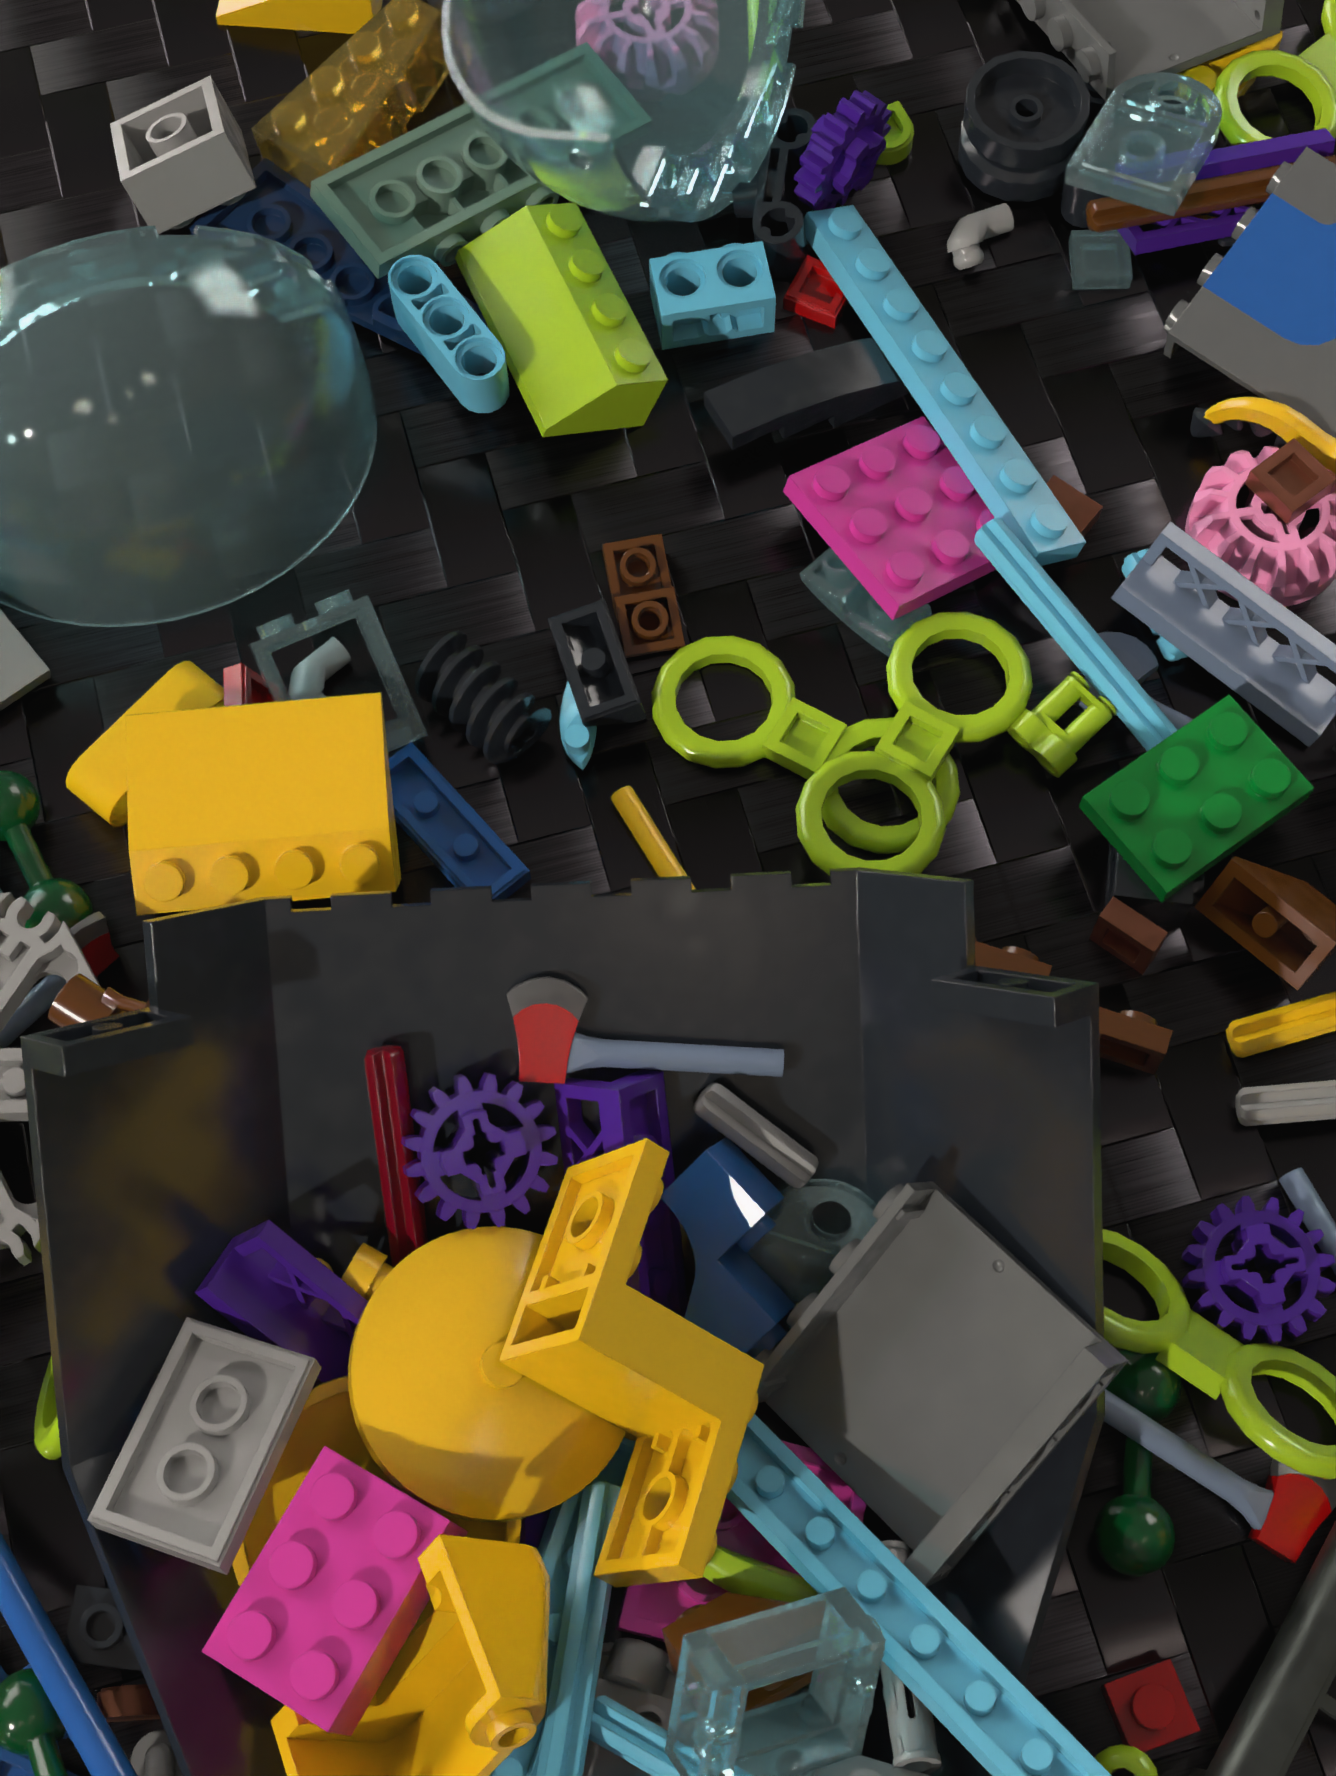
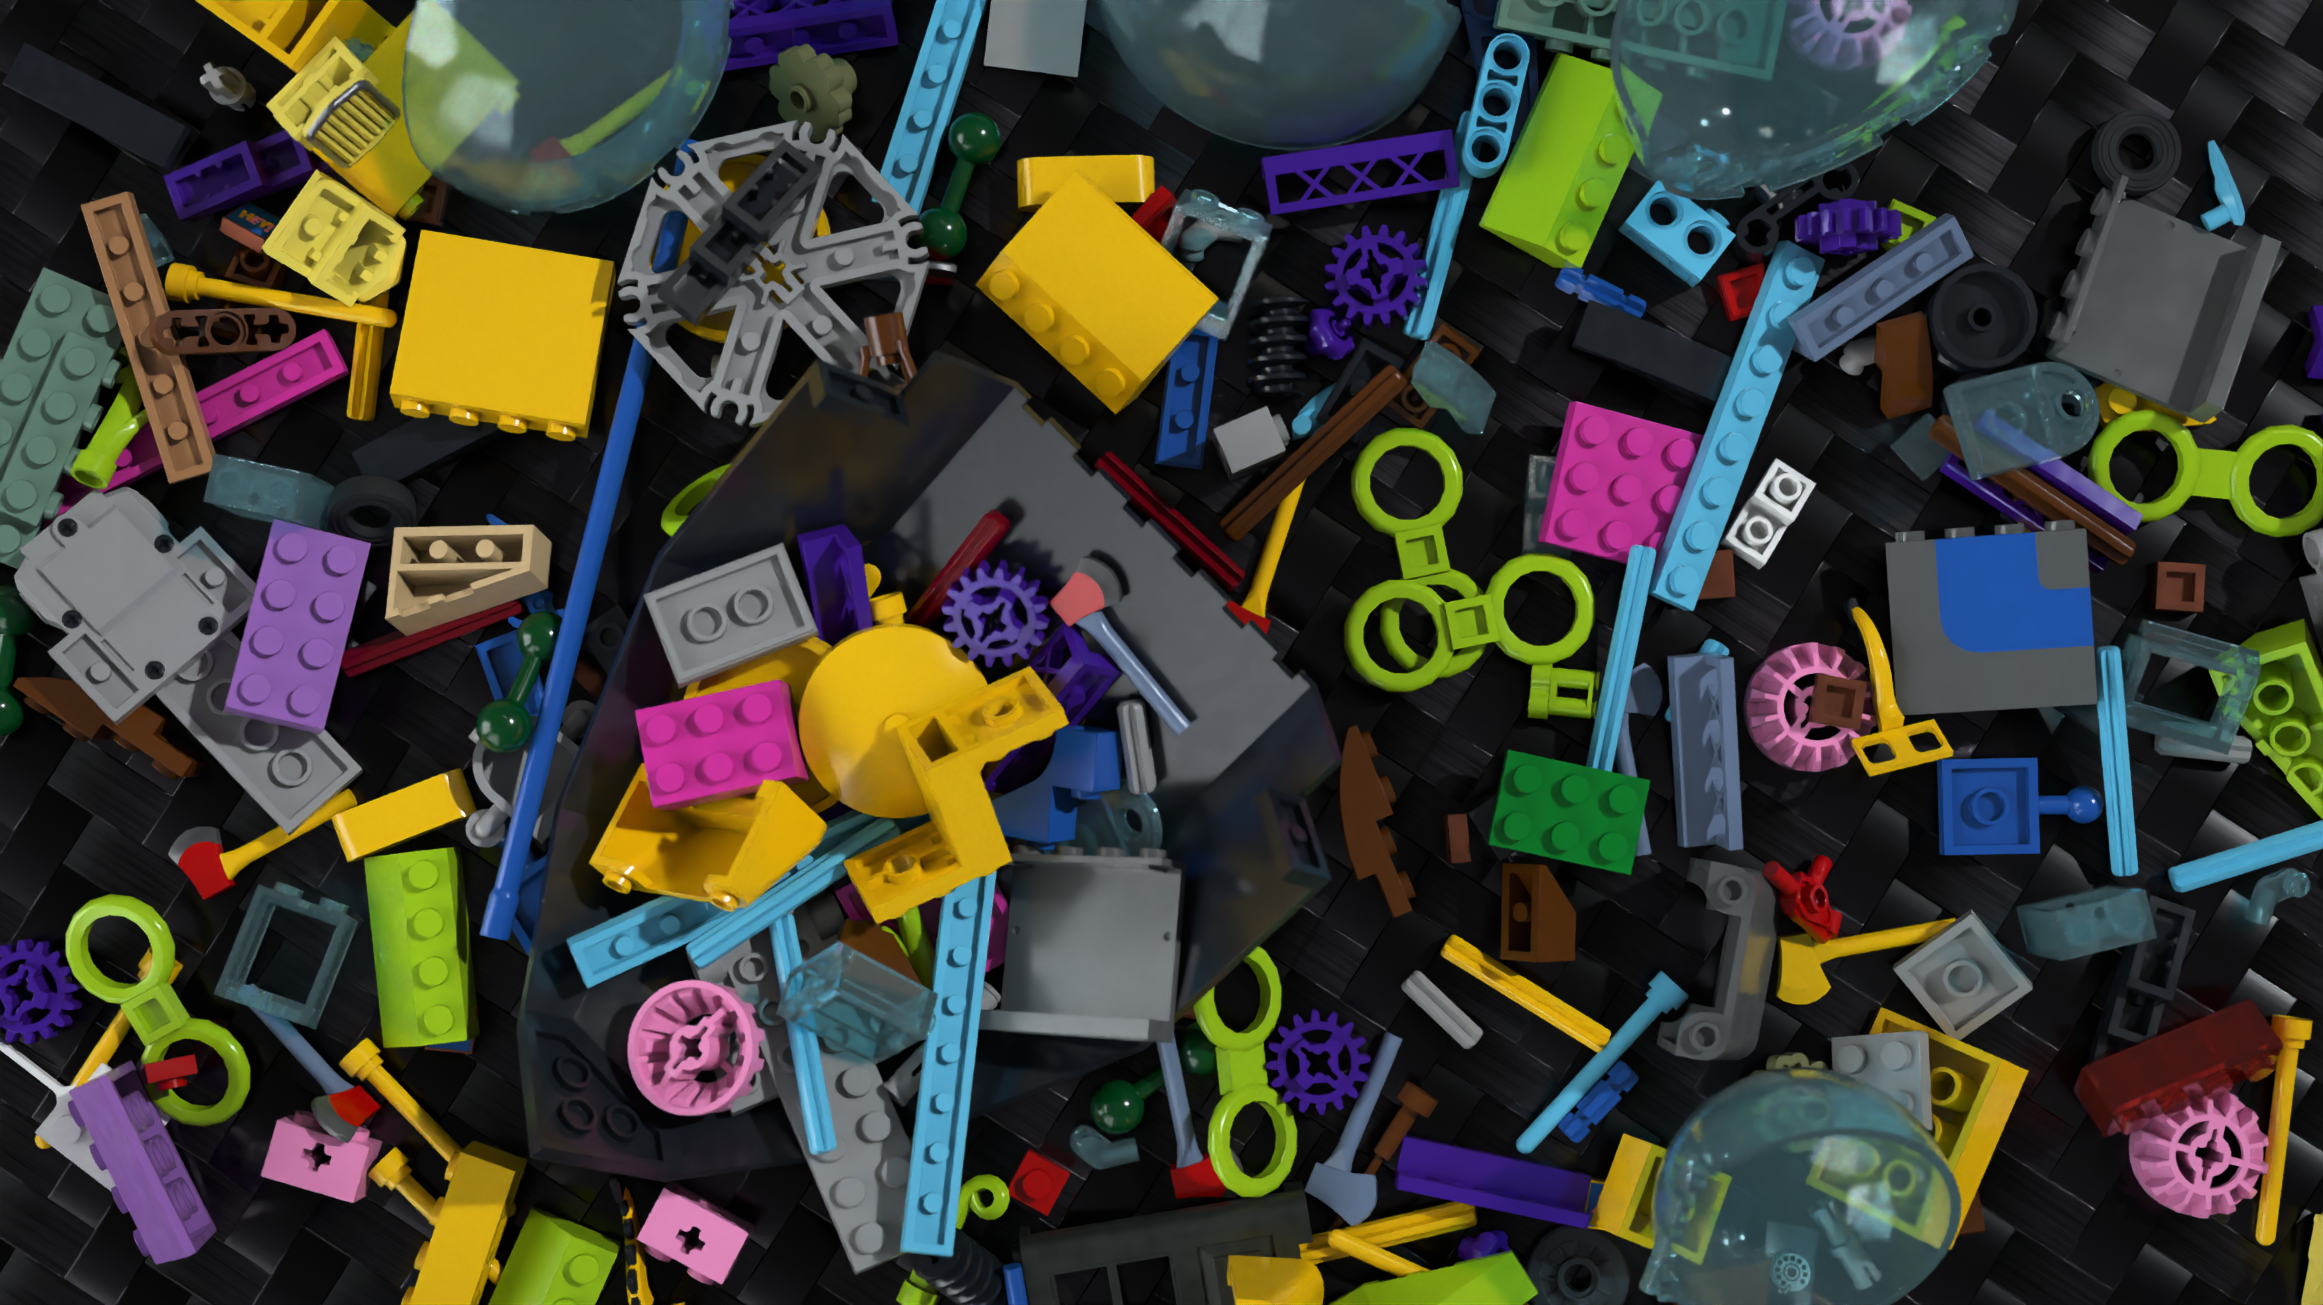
camera: 50 degrees right, 20 degrees up
(381, 486) = (1355, 155): none -> dark purple fence
(503, 567) = (1394, 274): none -> dark purple gear
(514, 648) = (1329, 334): none -> dark purple piece
(523, 489) = (1441, 242): none -> medium azure axle
(547, 792) = (1250, 443): none -> light grey brick
(613, 744) = (1313, 452): none -> reddish brown axle
(669, 413) = (1598, 290): none -> blue axle
(671, 572) = (1453, 385): none -> clear light blue slope
(921, 172) = (1880, 287): none -> sand blue fence
(1006, 199) = (1905, 363): none -> reddish brown slope
(1044, 424) = (1767, 513): none -> white slope
(1169, 1603) = (1101, 1152): none -> clear light blue arm

